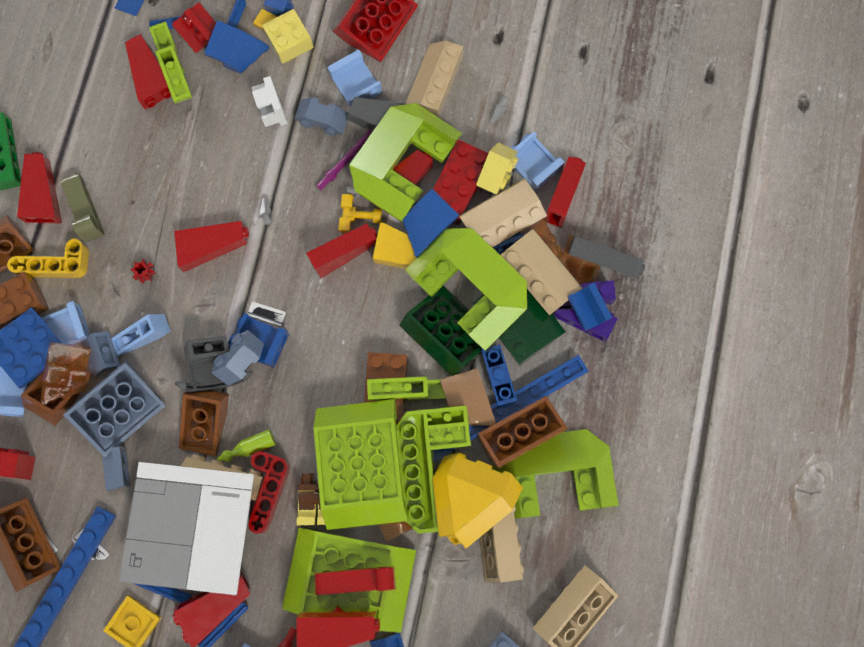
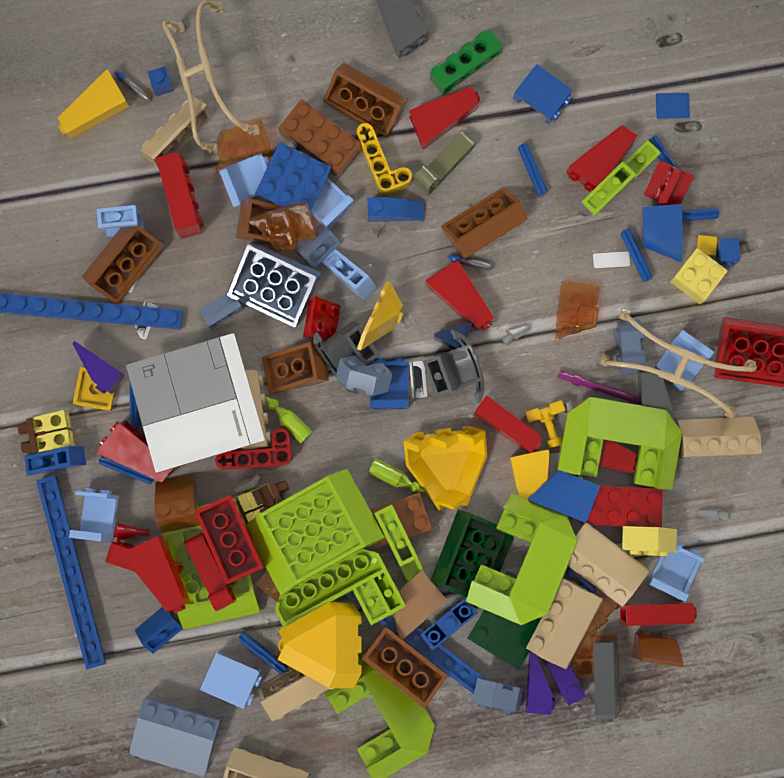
camera: 60 degrees right, 5 degrees up
(63, 96) = (544, 93): none -> blue panel
(101, 270) = (394, 209): none -> blue slope
(118, 610) = (100, 372): none -> dark purple slope
(127, 135) = (532, 169): none -> blue axle
(146, 274) = (406, 253): red gear -> none
(153, 195) = (484, 222): none -> dark orange slope
(164, 374) = (321, 318): none -> red bracket
(183, 222) = (471, 262): none -> flat silver piece
(192, 316) = (384, 316): none -> yellow wedge
(239, 103) = (612, 259): none -> white sticker
(241, 264) = (446, 337): none -> dark blue slope
(242, 80) = (636, 255): none -> blue axle
(267, 149) = (576, 308): none -> clear orange slope
(268, 103) = (620, 290): white panel -> none
(271, 272) = (456, 369): none -> dark grey piece
(278, 588) = (176, 504): none -> dark orange slope
(291, 512) = (247, 484): none -> light grey bar
(332, 548) = (229, 539): none -> red brick
(343, 371) = (393, 476): none -> lime wheel
(353, 317) = (447, 463): none -> yellow panel
(365, 83) = (729, 411): none -> tan bar
(454, 563) = (262, 652): none -> blue axle
(468, 605) = (231, 681): none -> light blue panel
(581, 358) = (498, 695): none -> sand blue brick
(589, 307) = (548, 683): blue panel -> none
(596, 203) = (656, 649): none -> dark orange slope

